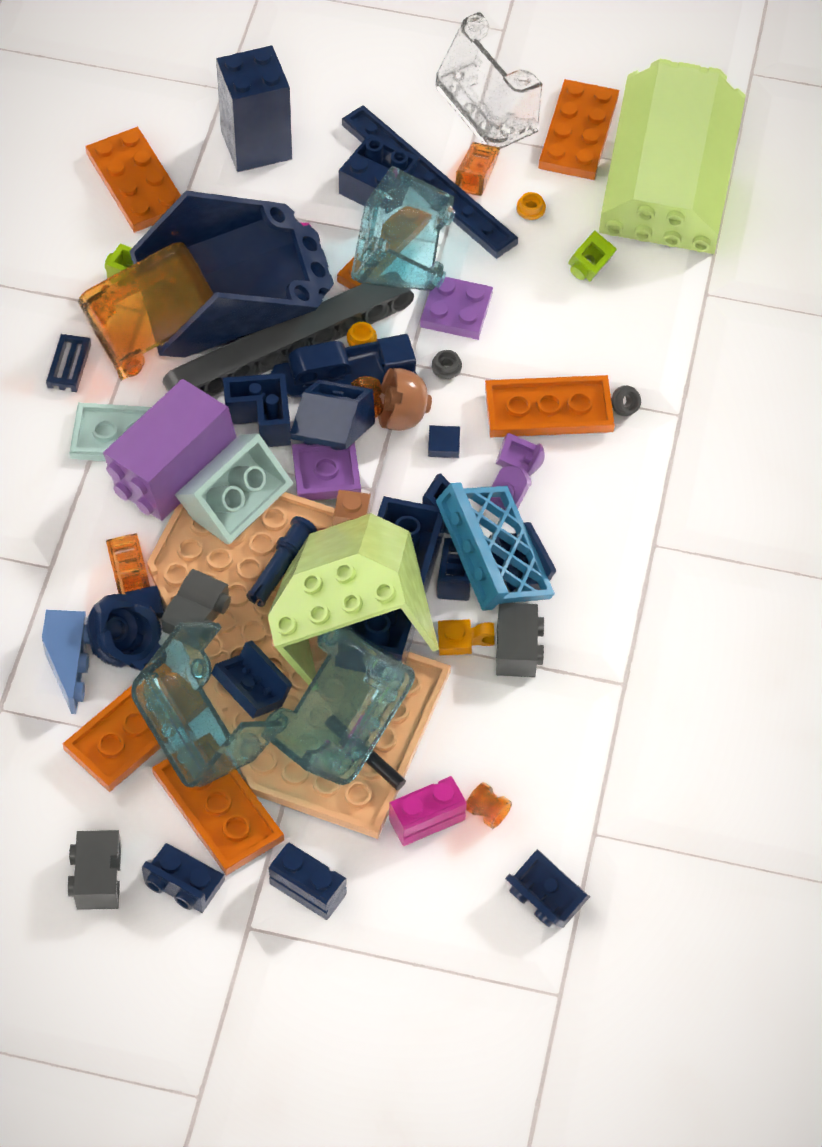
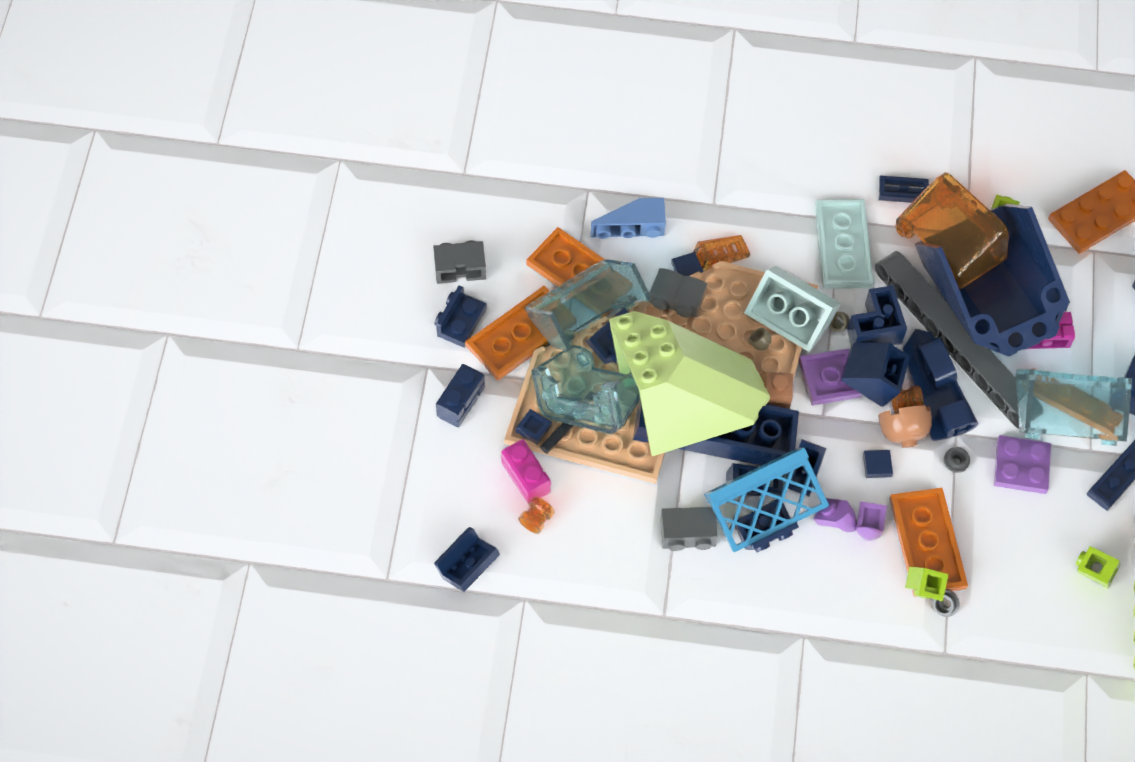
camera: 85 degrees right, 5 degrees up
(123, 631) = (653, 248): dark blue helmet -> none
(168, 448) = (815, 253): medium lavender brick -> none
(269, 524) = (760, 339): none -> dark tan hinge
(287, 549) = (757, 355): dark blue pin -> none
(361, 333) = (973, 392): light orange plate -> none
(366, 794) = (533, 426): none -> dark blue tile
(458, 637) = (689, 487): light orange plate -> none
(615, 402) = (926, 583): none -> lime brick

